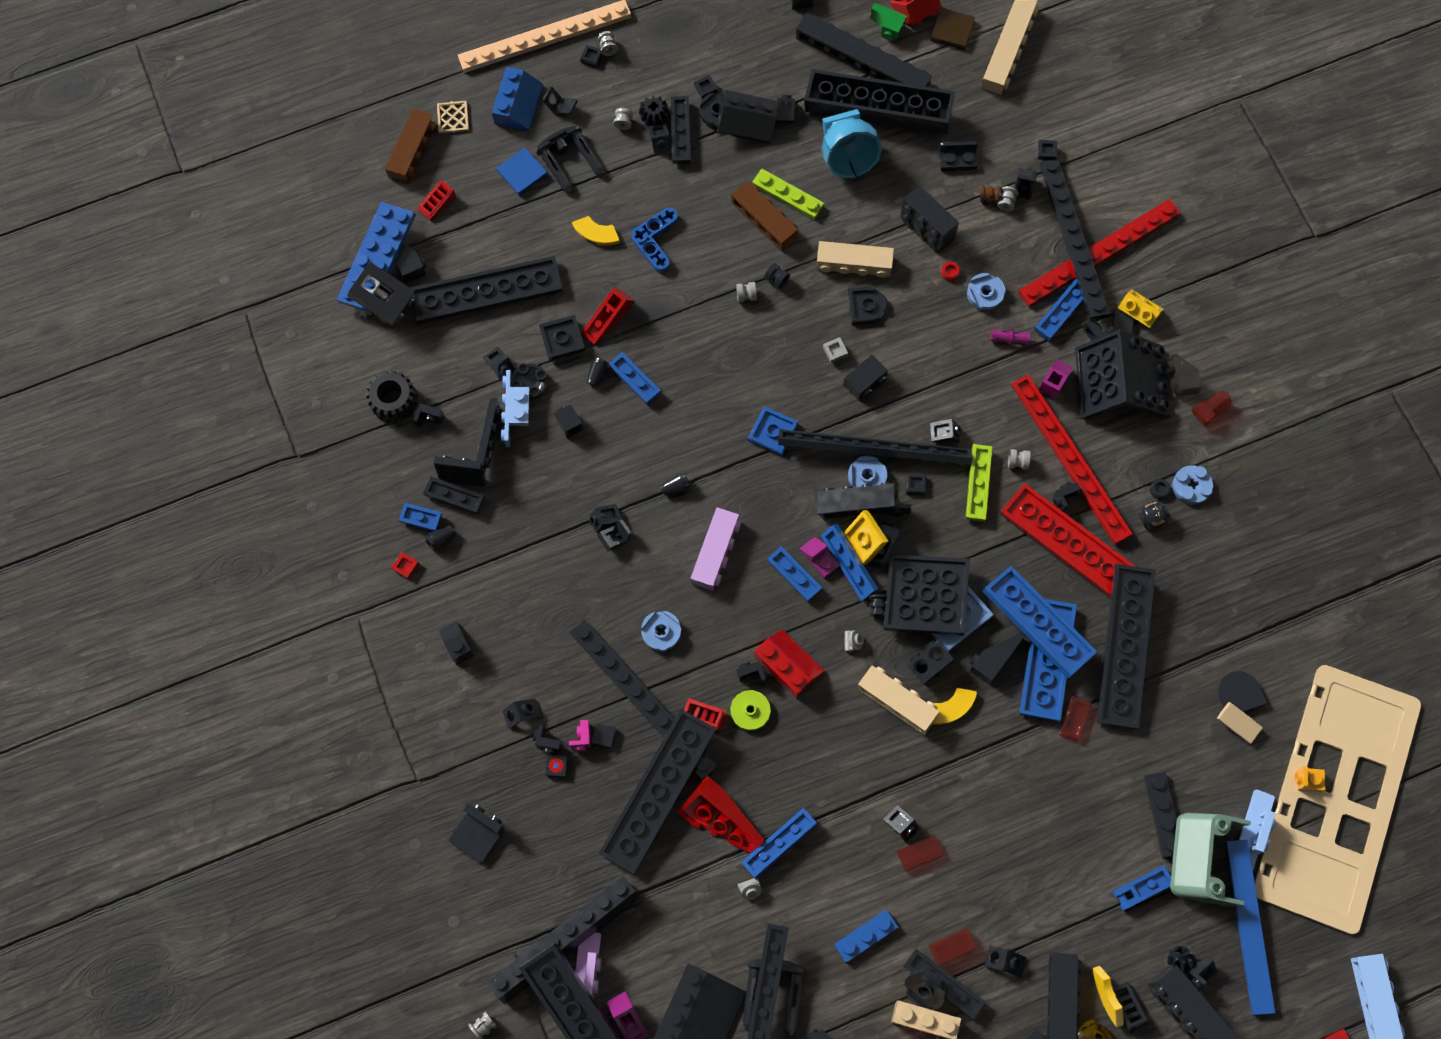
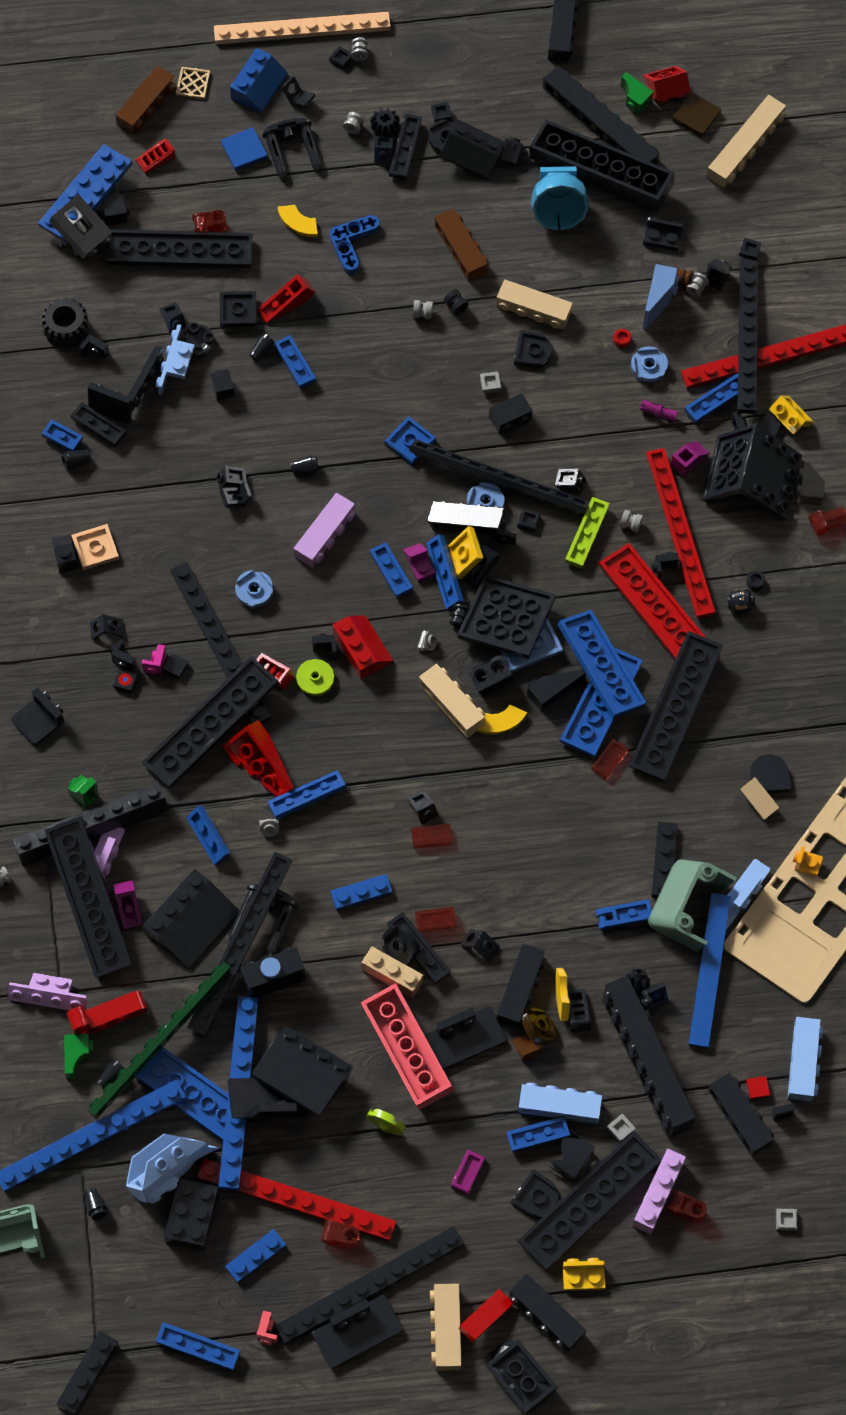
camera: 10 degrees right, 5 degrees down
(405, 565) = (36, 475): red tile -> none
(486, 627) = (95, 547): none -> light nougat tile
(507, 254) = (208, 221): none -> clear red piece
(545, 902) = (83, 790): none -> green arch
(690, 917) = (208, 835): none -> blue plate
(788, 194) = (490, 230): lime plate -> none
(929, 219) = (614, 284): black brick -> none
(975, 209) = (662, 288): none -> medium blue slope
(1188, 494) = (790, 574): medium blue plate -> none

